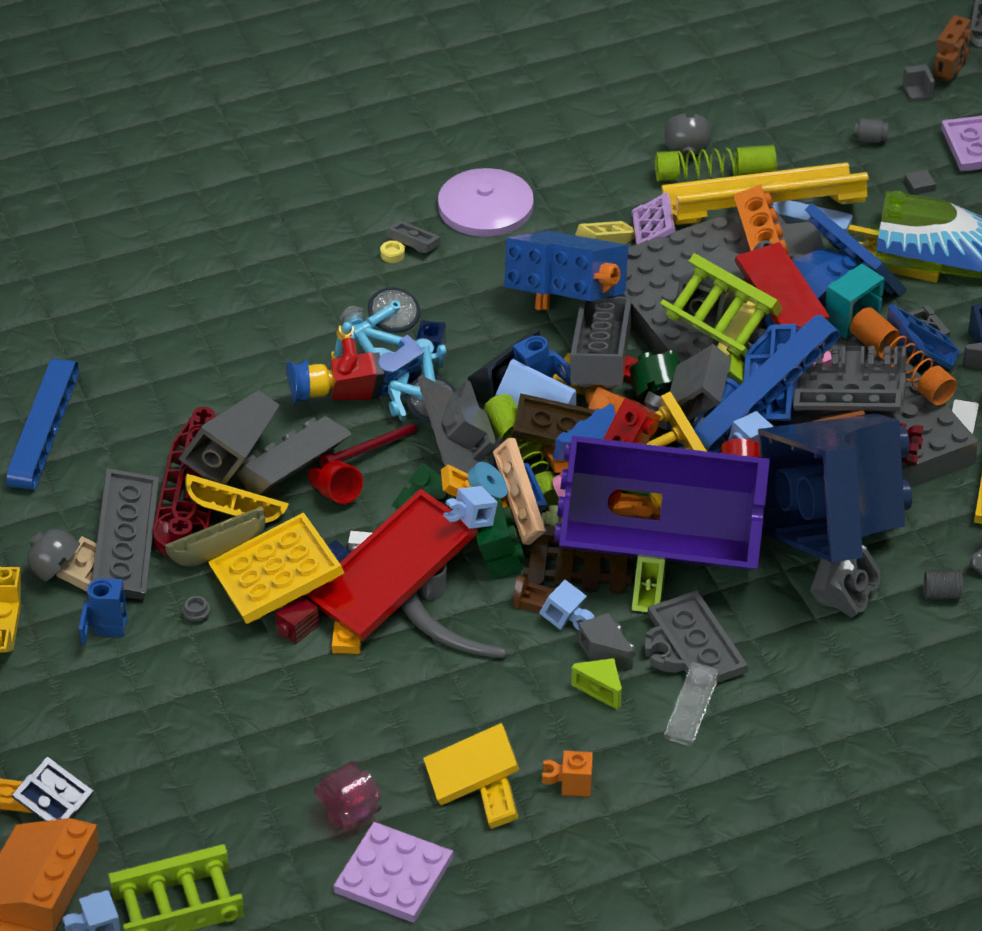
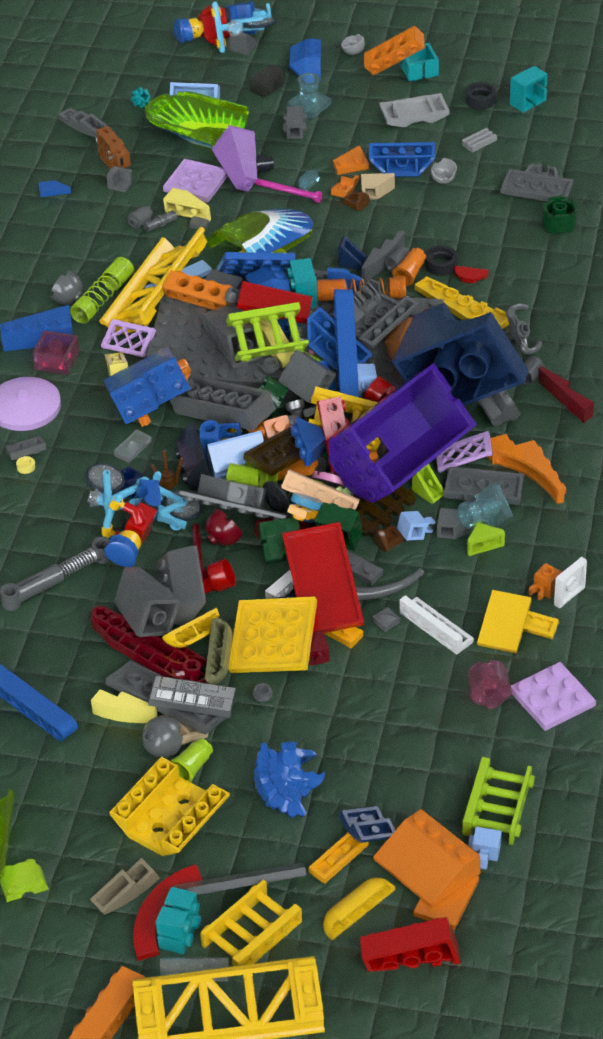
camera: 55 degrees left, 0 degrees up
(46, 598) = (193, 758): none -> lime plant
(64, 684) = (282, 780): none -> blue piece
(84, 504) = (122, 707): none -> light yellow slope
(104, 609) = (236, 731): blue piece -> none
(133, 550) = (192, 696): none -> tile
(185, 342) = (14, 594): none -> dark grey piece
(398, 659) = (386, 619): none -> dark grey tile
(415, 445) = (222, 530): none -> dark red cylinder
(416, 701) = (435, 624): none -> white fence
(464, 365) = (168, 479): none -> reddish brown plant
(464, 589) = (364, 570): none -> dark grey plate
(473, 507) = (328, 513): light blue brick -> none
(491, 314) = (132, 446): none -> clear plate
(576, 180) = (56, 352): none -> clear pink brick
(582, 793) = (570, 582): none -> white tile
(604, 151) = (26, 331): none -> blue wedge
(629, 649) = (489, 506): none -> clear light blue plant
(691, 704) = (533, 510): clear plate -> none
(740, 605) = (470, 441): none -> lavender window
(779, 659) = (530, 461): none -> orange arch
(850, 44) = (53, 188): none -> blue tile
(885, 150) = (160, 221): none -> dark grey pin
(928, 150) = (186, 204): none -> light yellow slope
(934, 635) = (560, 389): none -> dark red slope

